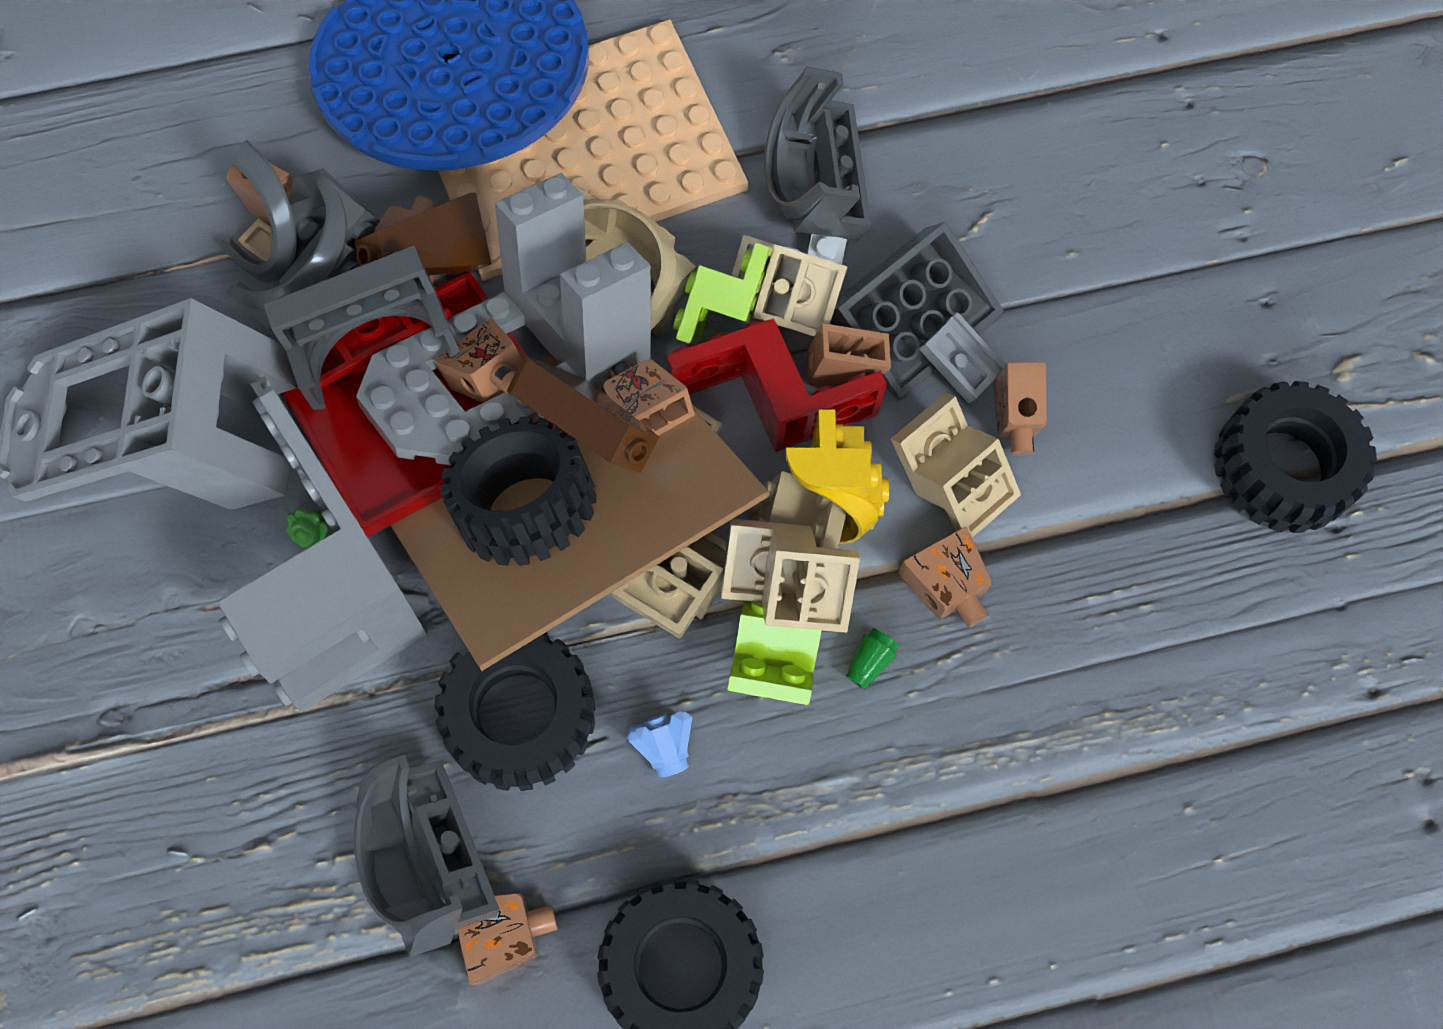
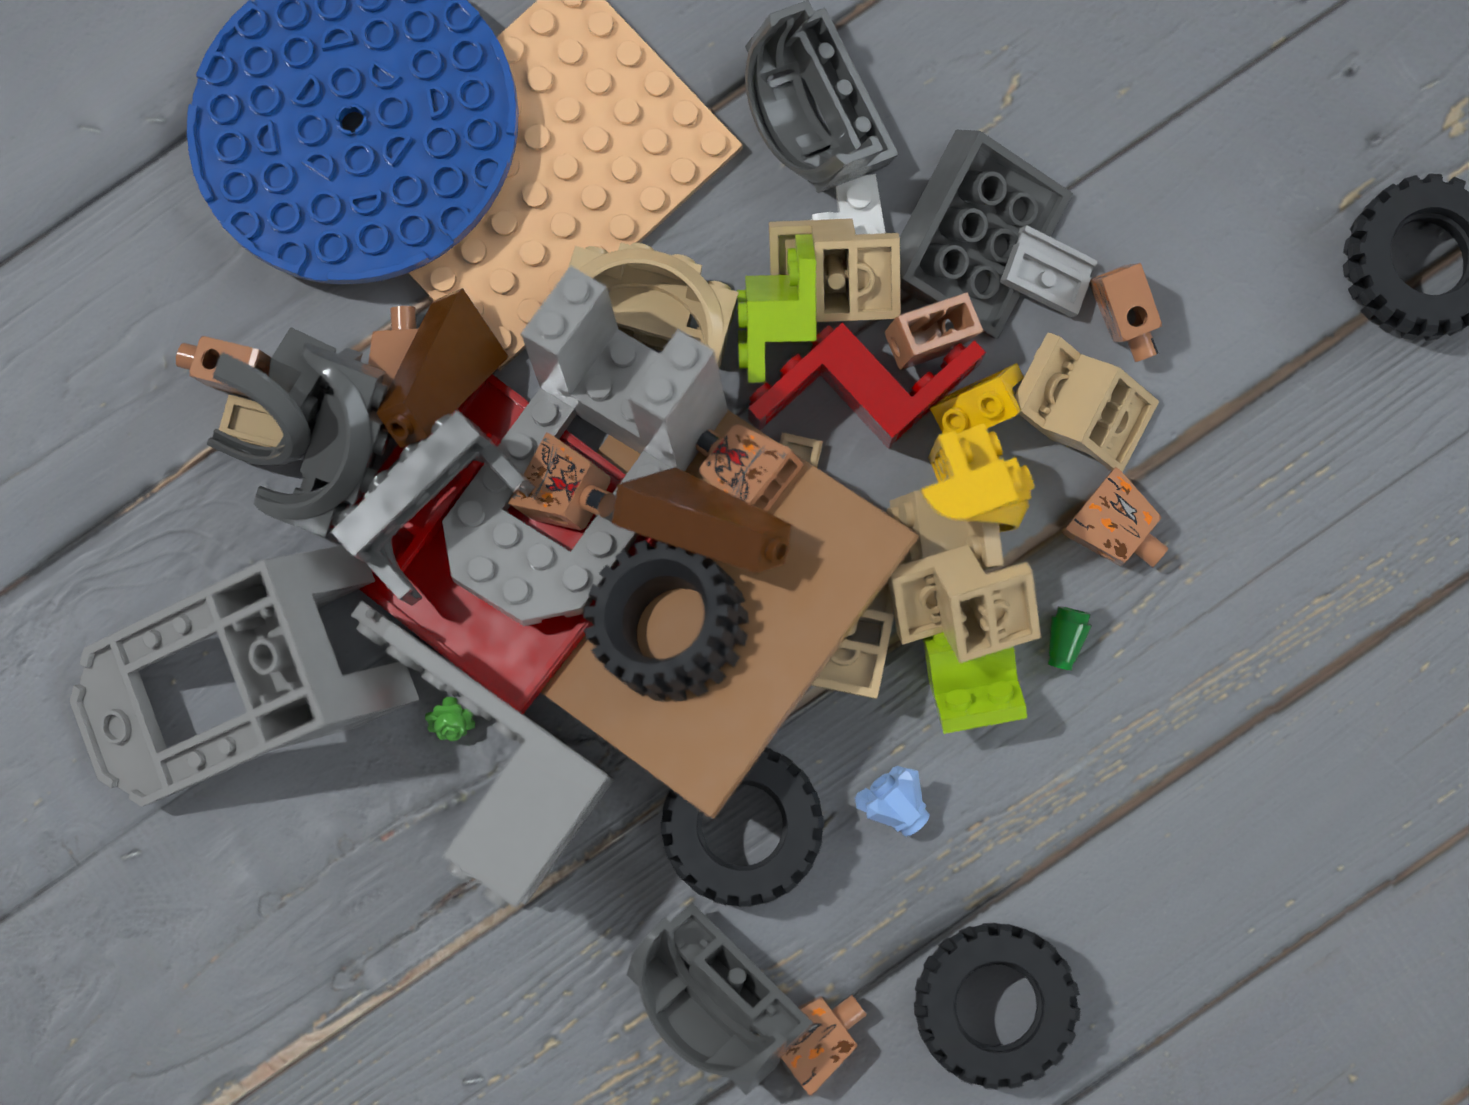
camera: 15 degrees left, 15 degrees up
(879, 424) = (983, 401): none -> yellow bracket

